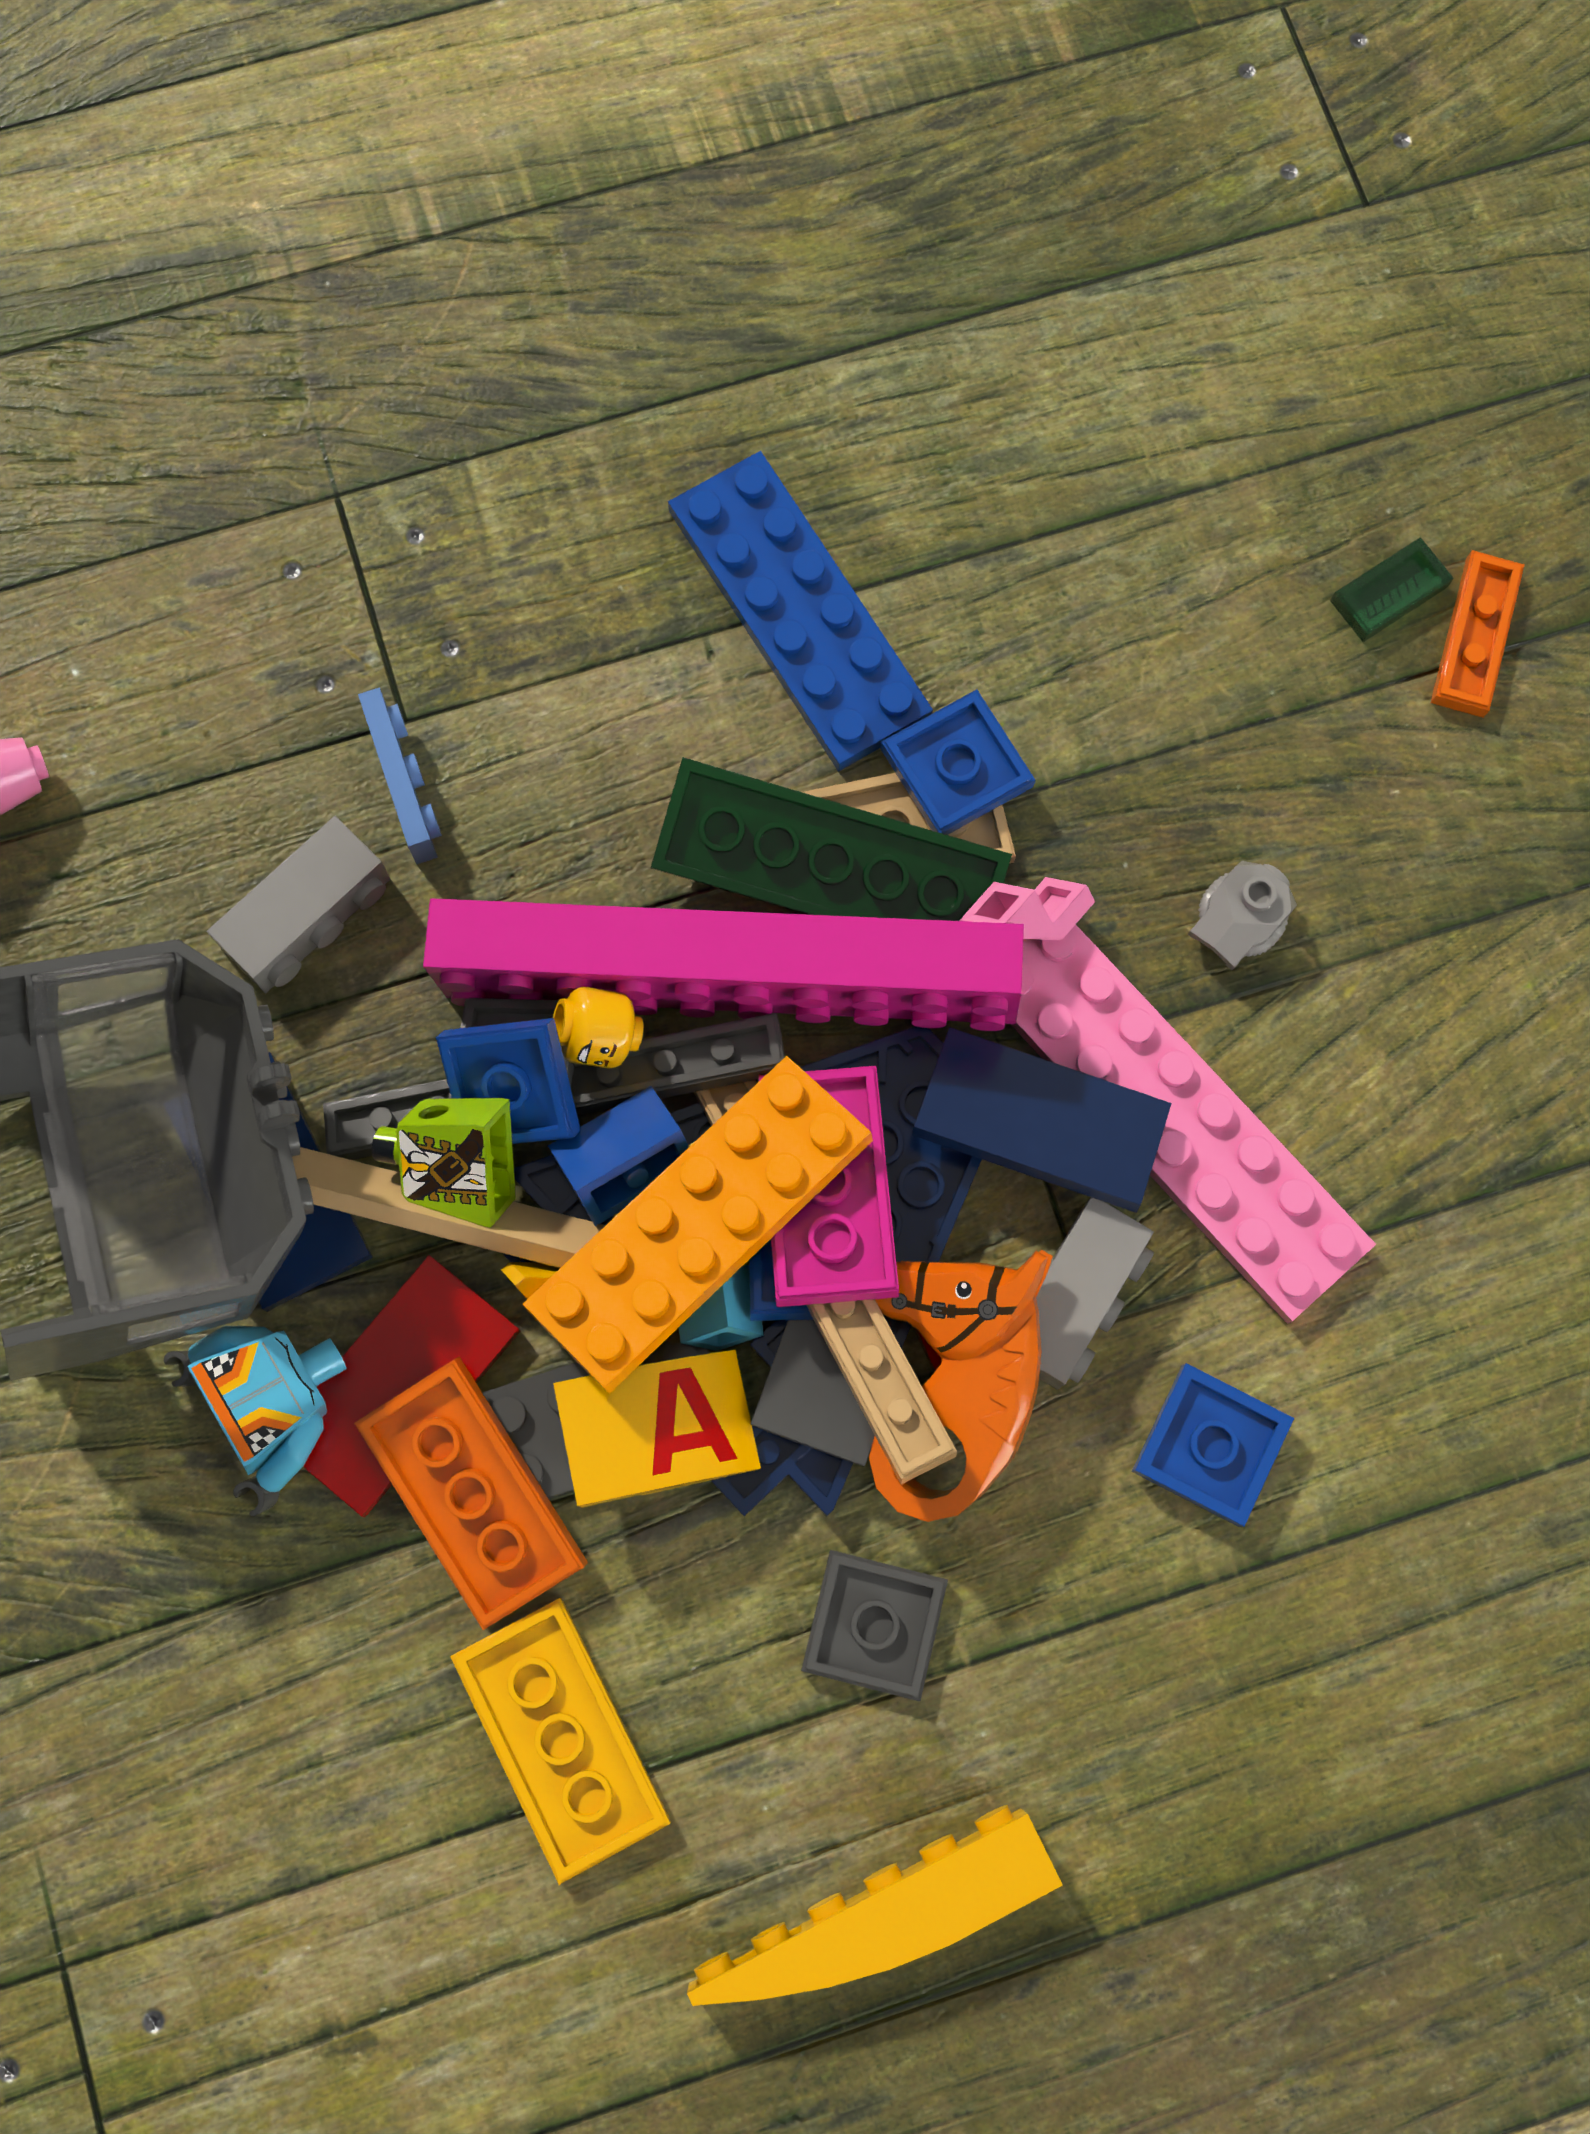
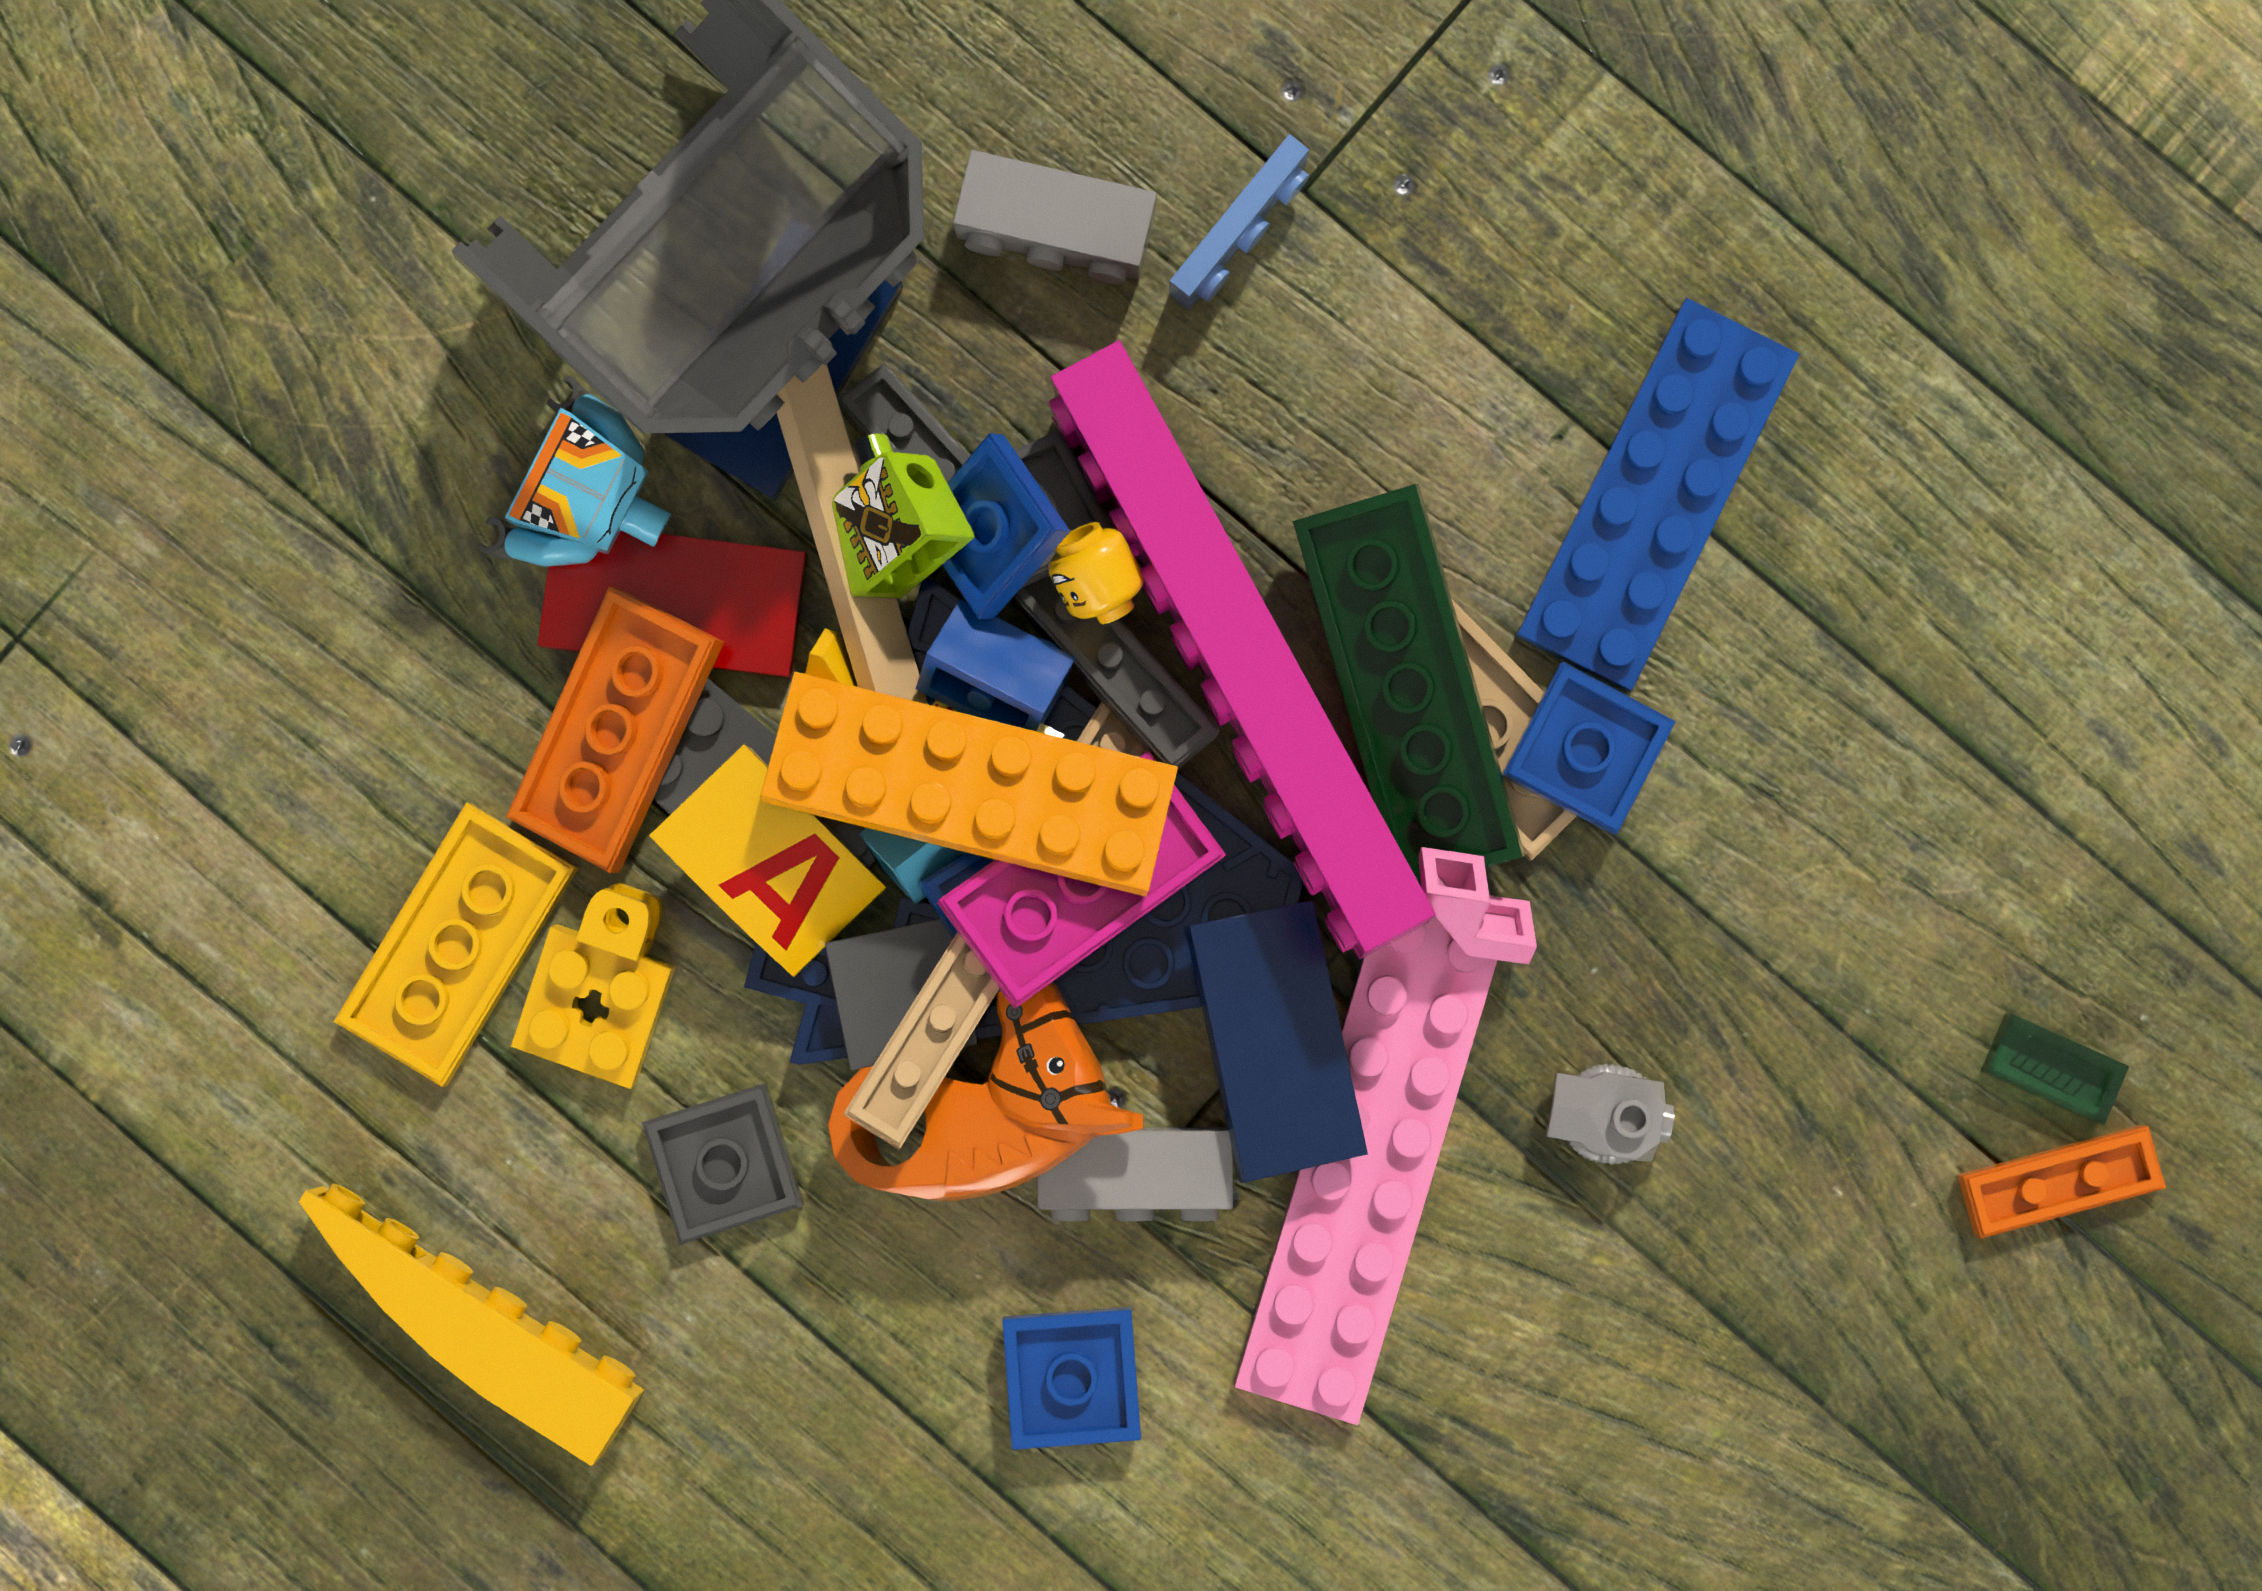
camera: 65 degrees right, 10 degrees up
(654, 1615) = (606, 959): none -> yellow plate

